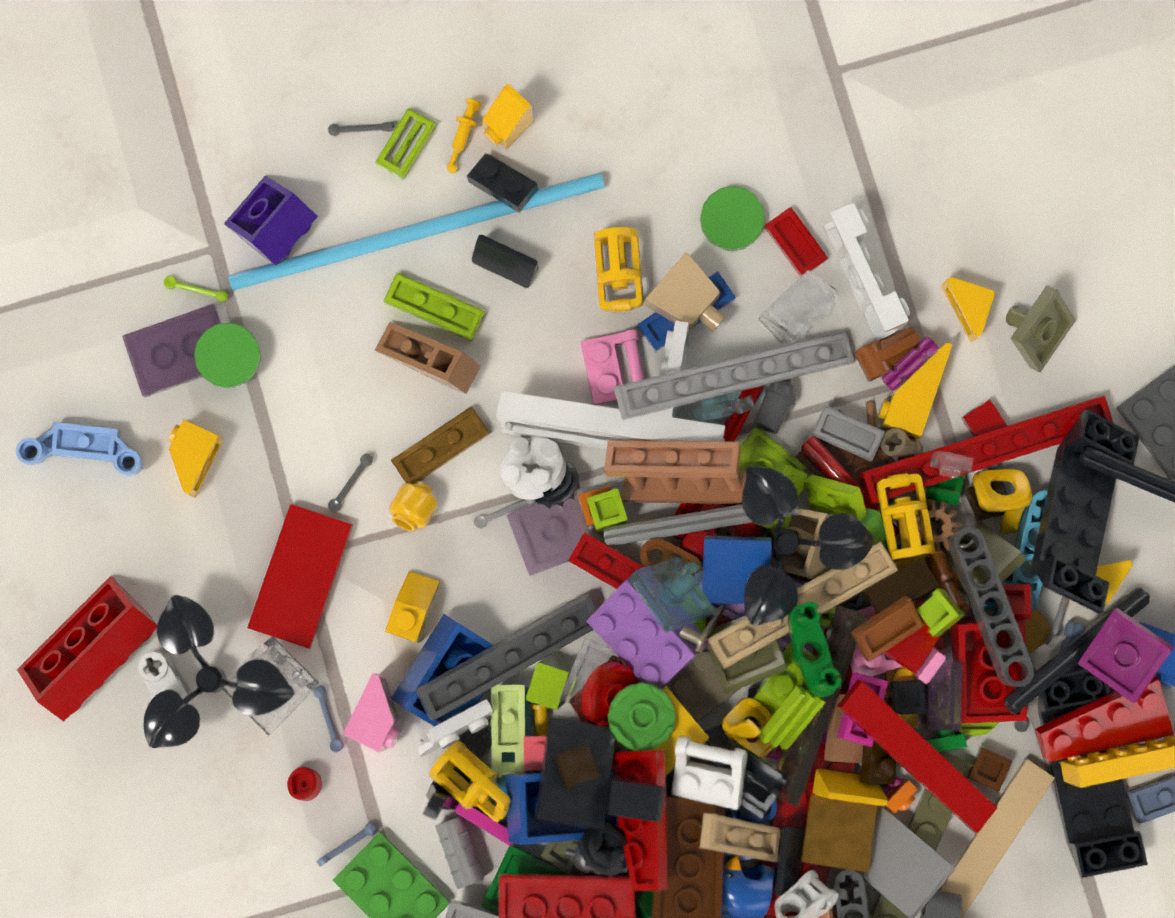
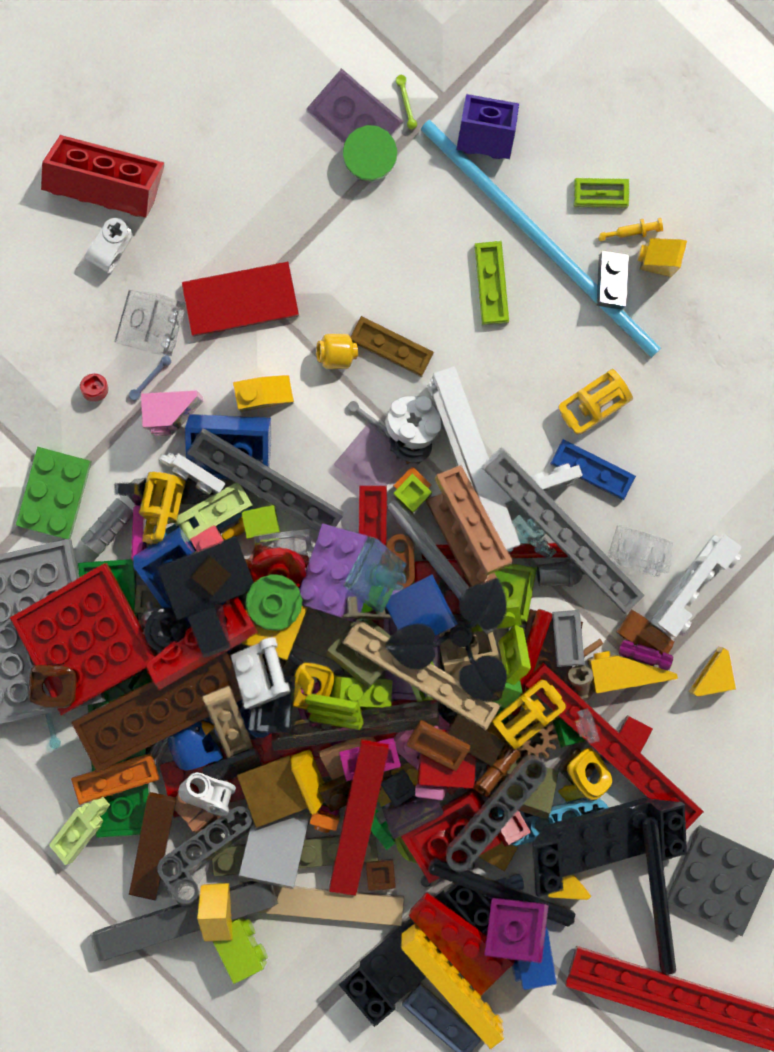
camera: 55 degrees right, 5 degrees up
(81, 443) = (247, 85): light blue plate -> none
(173, 721) = (84, 266): black plant -> none
(193, 454) = (283, 170): yellow slope -> none
(335, 129) = (582, 134): dark grey hinge -> none
(335, 504) = (306, 295): dark grey hinge -> none
(370, 829) = (89, 453): sand blue hinge -> none
(428, 357) = (451, 300): medium nougat slope -> none
(504, 261) = (554, 315): black slope -> none
(603, 364) = (518, 431): bright pink plate -> none
(686, 296) = (603, 463): tan torso -> none
(732, 218) = (681, 464): bright green tile -> none
(796, 242) = (690, 521): red tile -> none
(804, 630) = (404, 686): green connector -> none
(940, 612) = (471, 777): lime panel -> none
(1041, 328) = (726, 737): olive tile -> none
(1052, 638) = (500, 869): light grey hinge -> none

